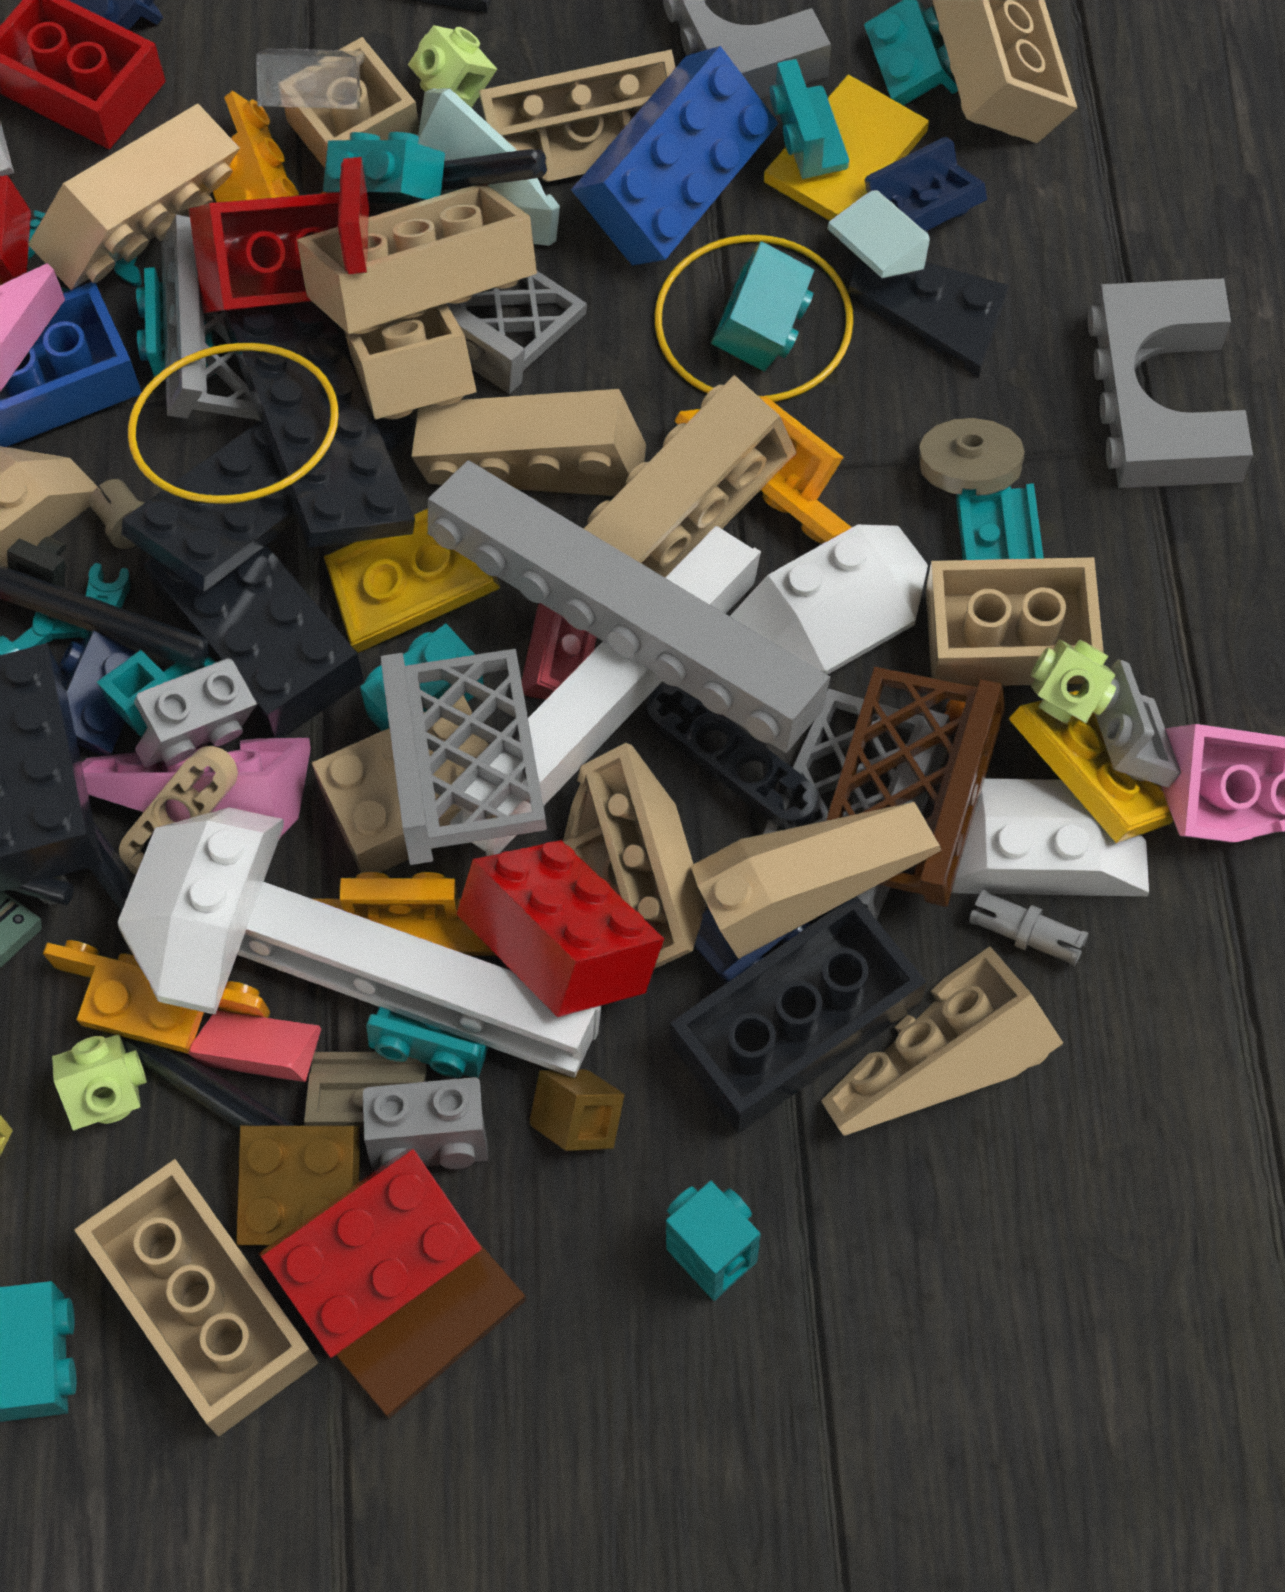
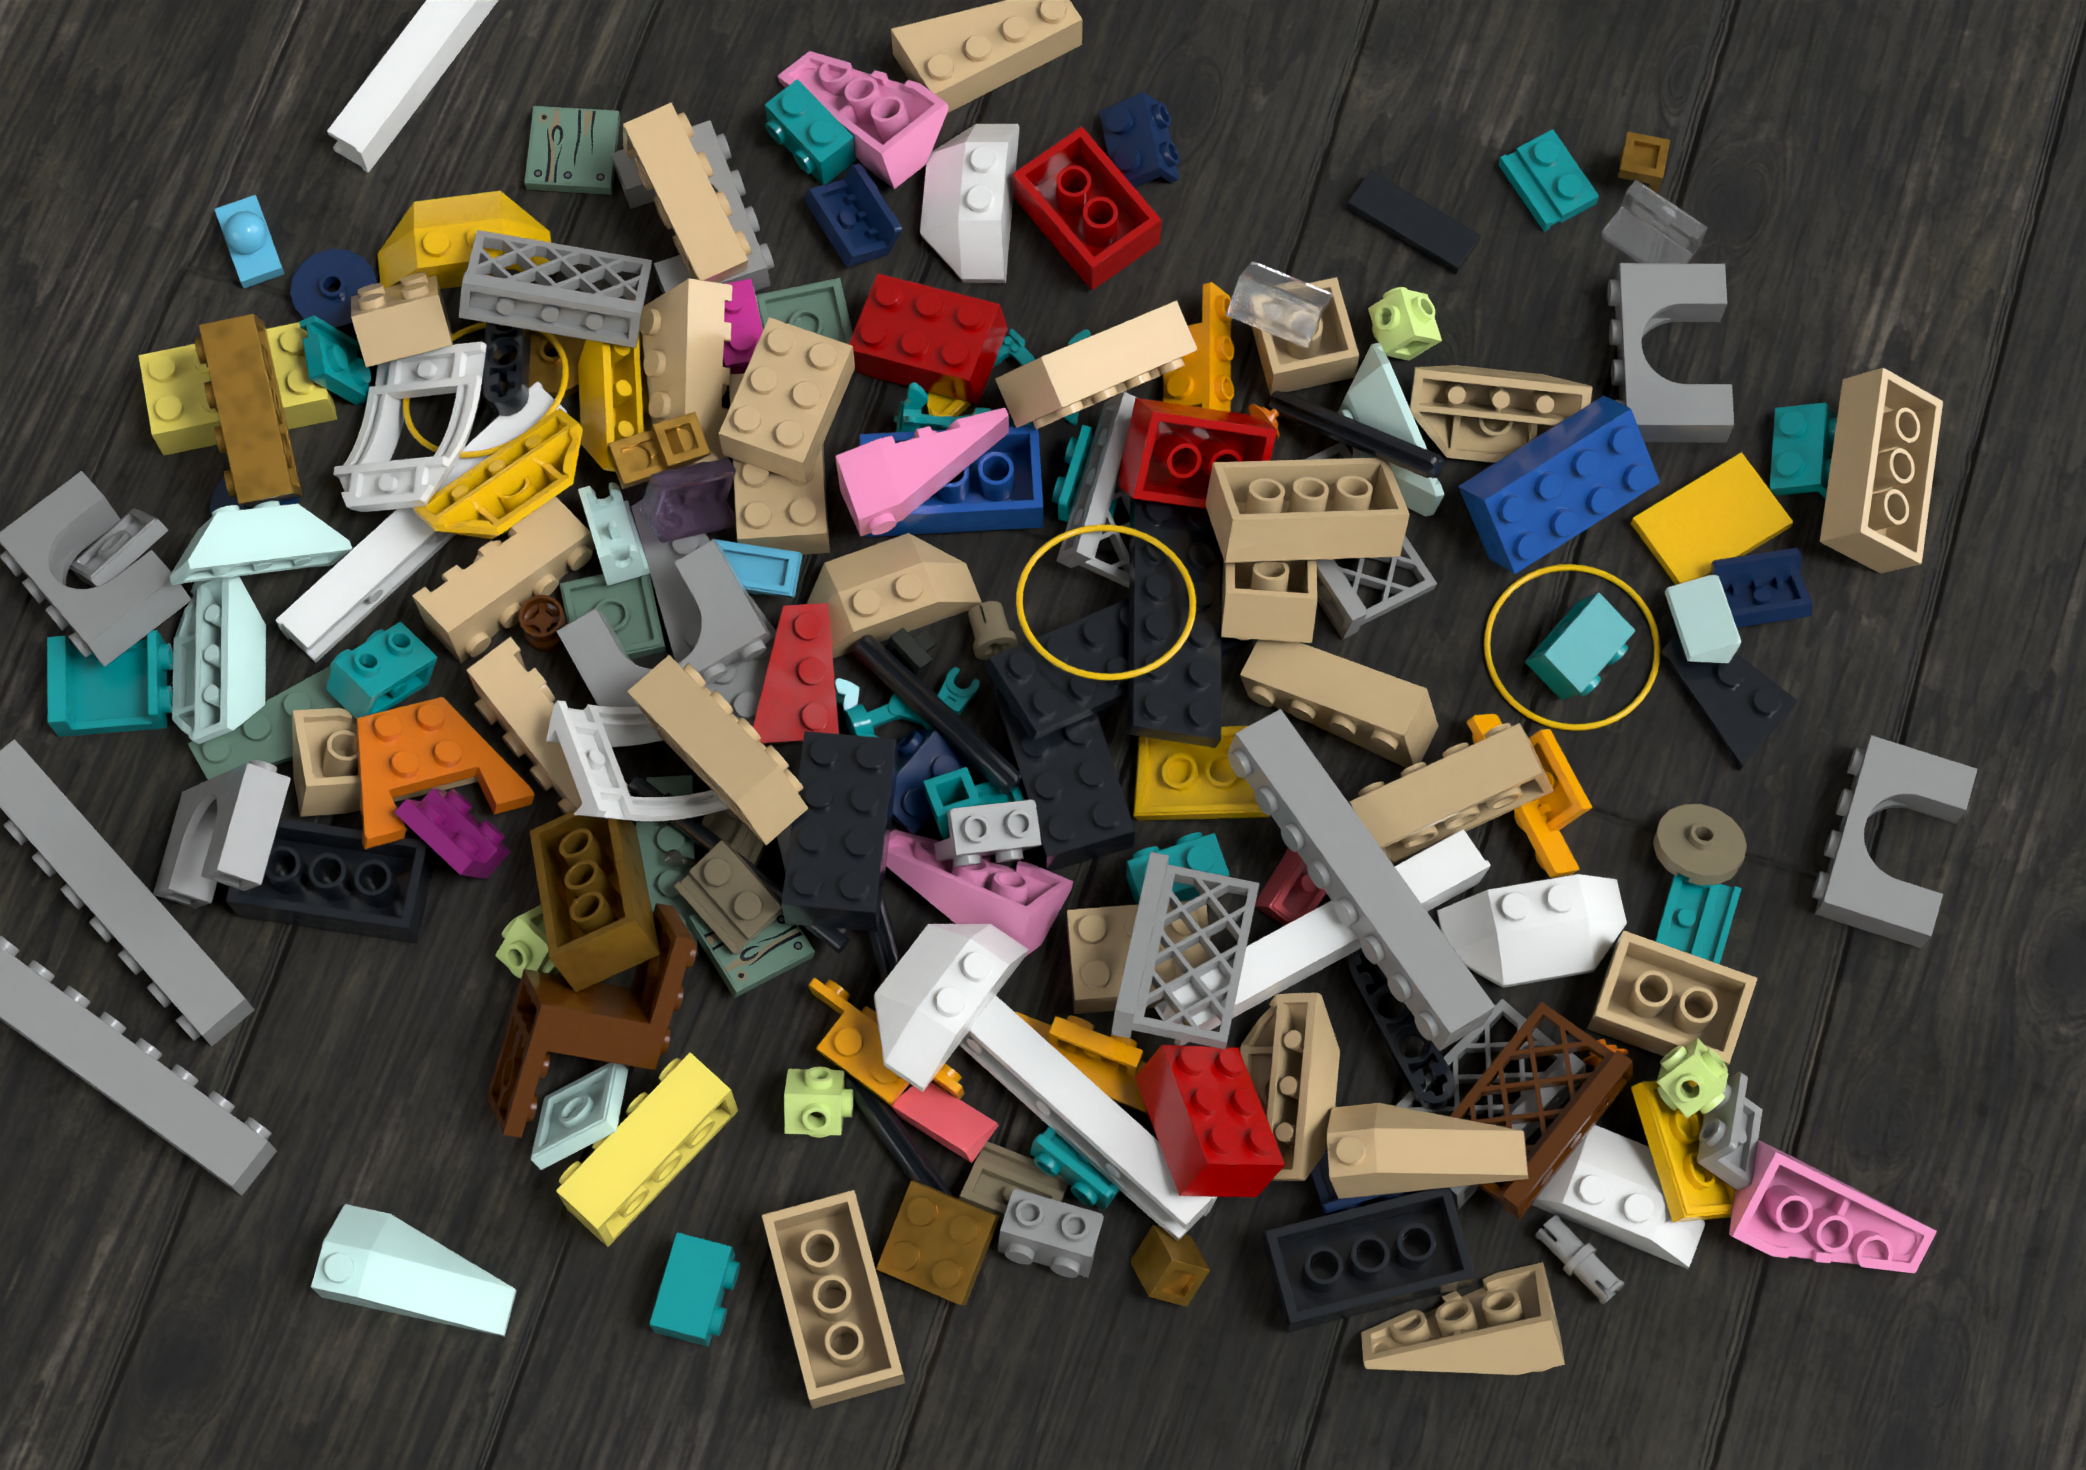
camera: 20 degrees right, 5 degrees up
(181, 789) = (959, 896): tan beam -> none
(353, 215) = (1264, 466): red tile -> none
(370, 1251) = (973, 1318): red brick -> none
(393, 168) = (1308, 416): teal brick -> none
(431, 1332) = (993, 1375): reddish brown tile -> none
(712, 1237) = (1233, 1408): teal brick -> none
(807, 123) = (1686, 494): teal bracket -> none

